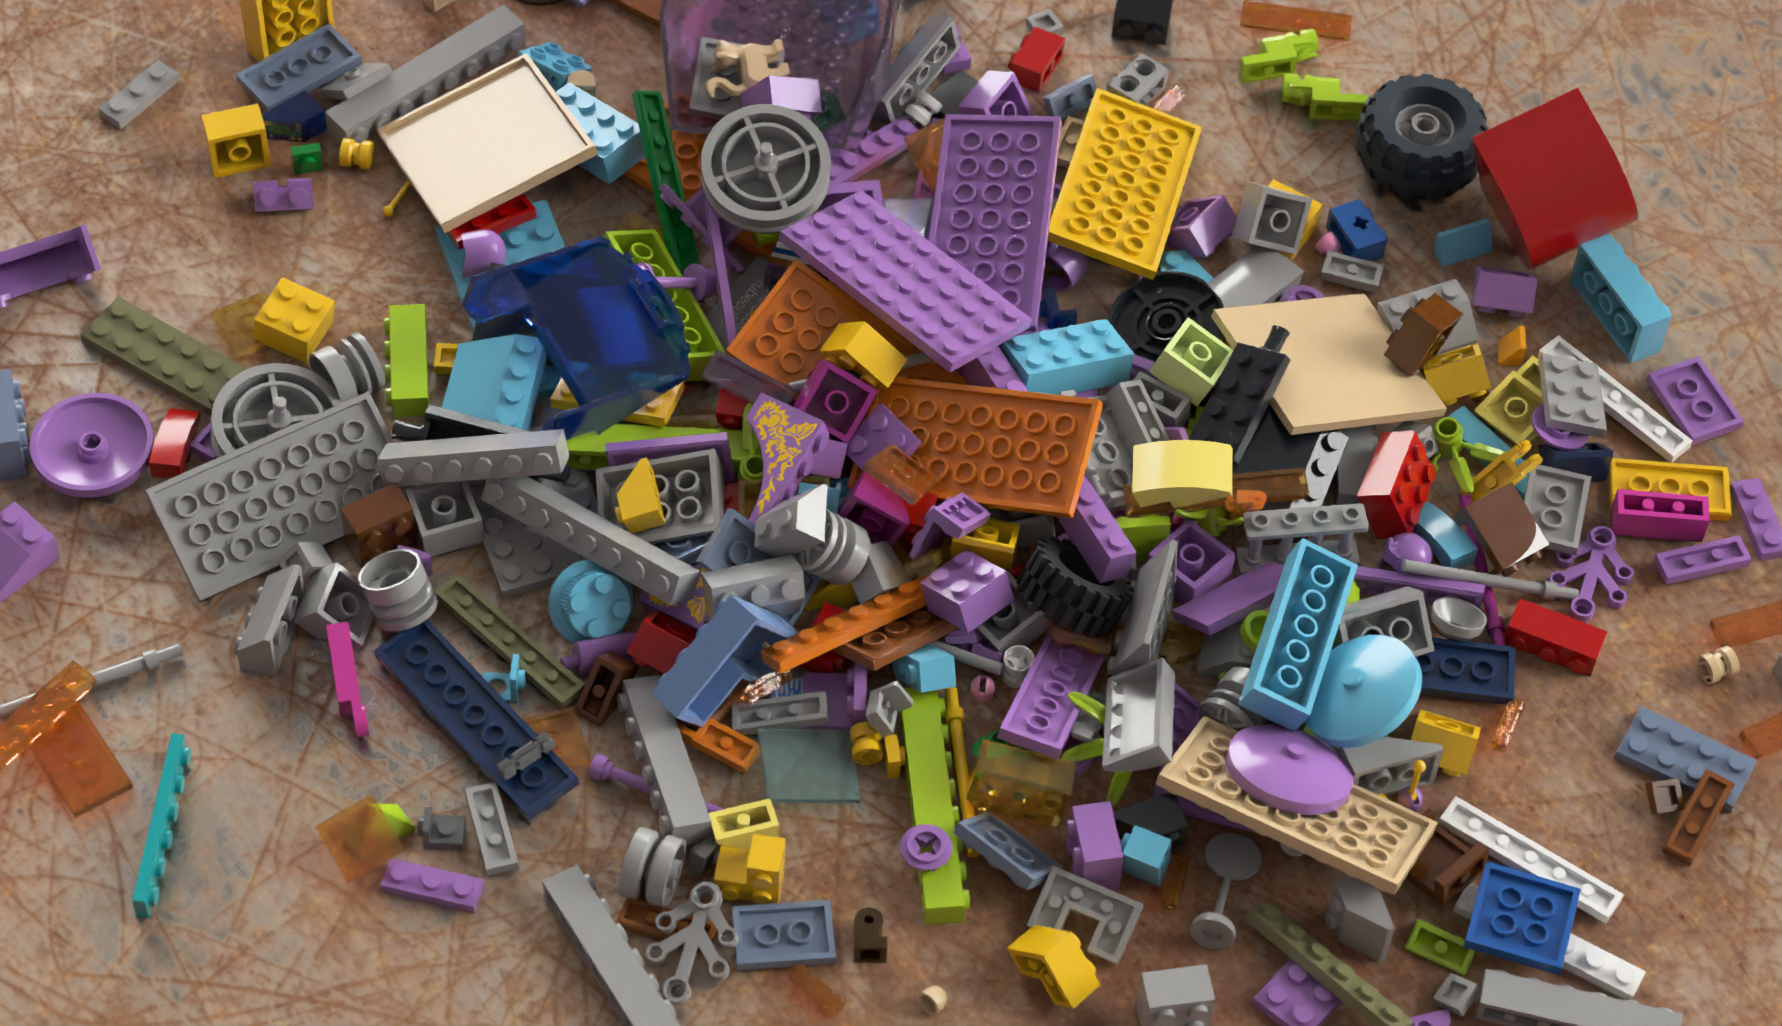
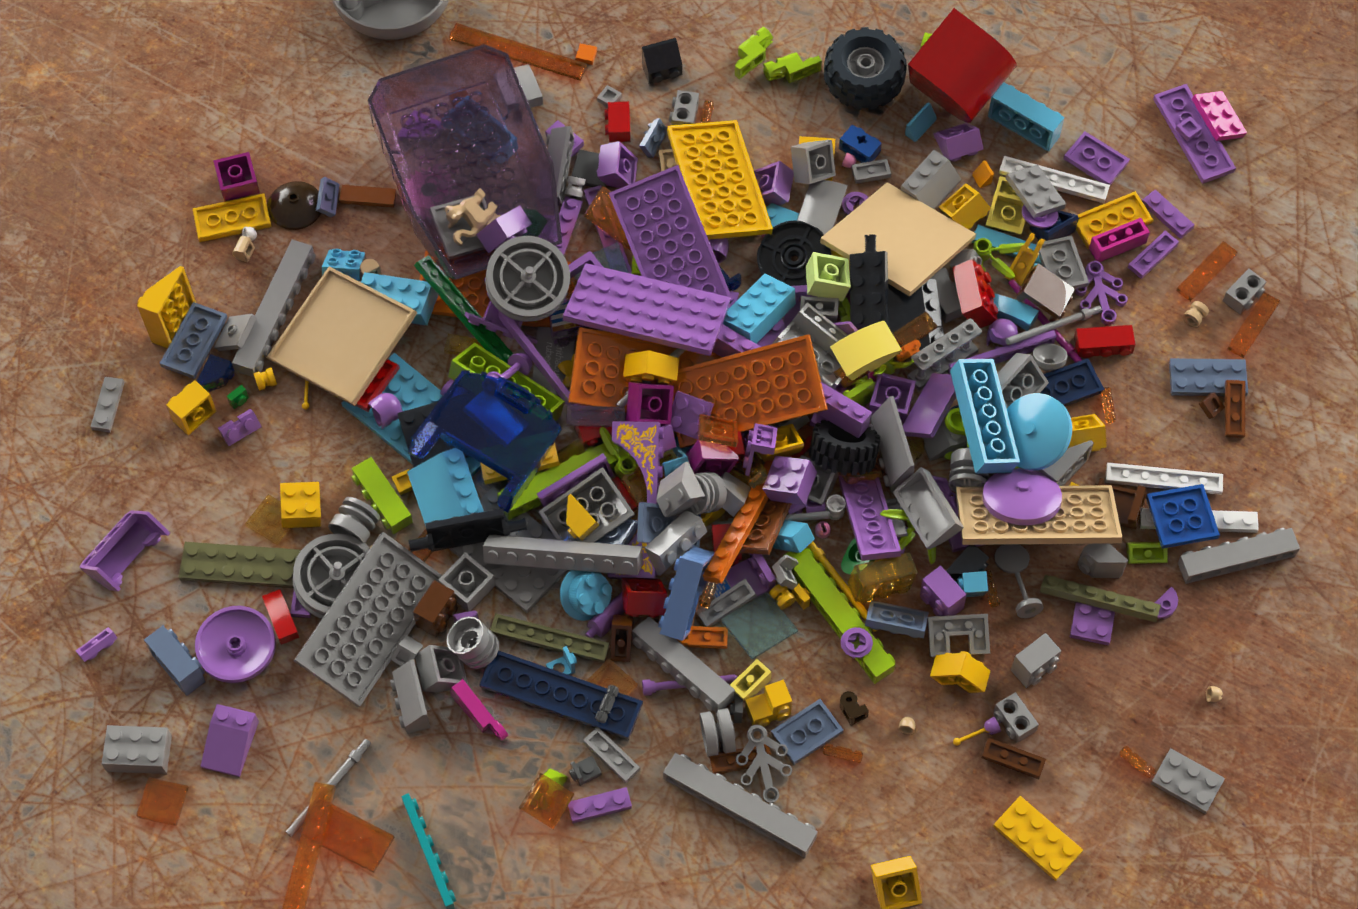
camera: 25 degrees left, 10 degrees up
(473, 458) = (471, 543): light grey brick -> none
(1293, 19) = (746, 24): clear orange tile -> none
(1412, 793) = (1081, 475): hinge -> none
(1422, 333) = (940, 195): reddish brown brick -> none
(1456, 994) = (1171, 576): light grey plate -> none

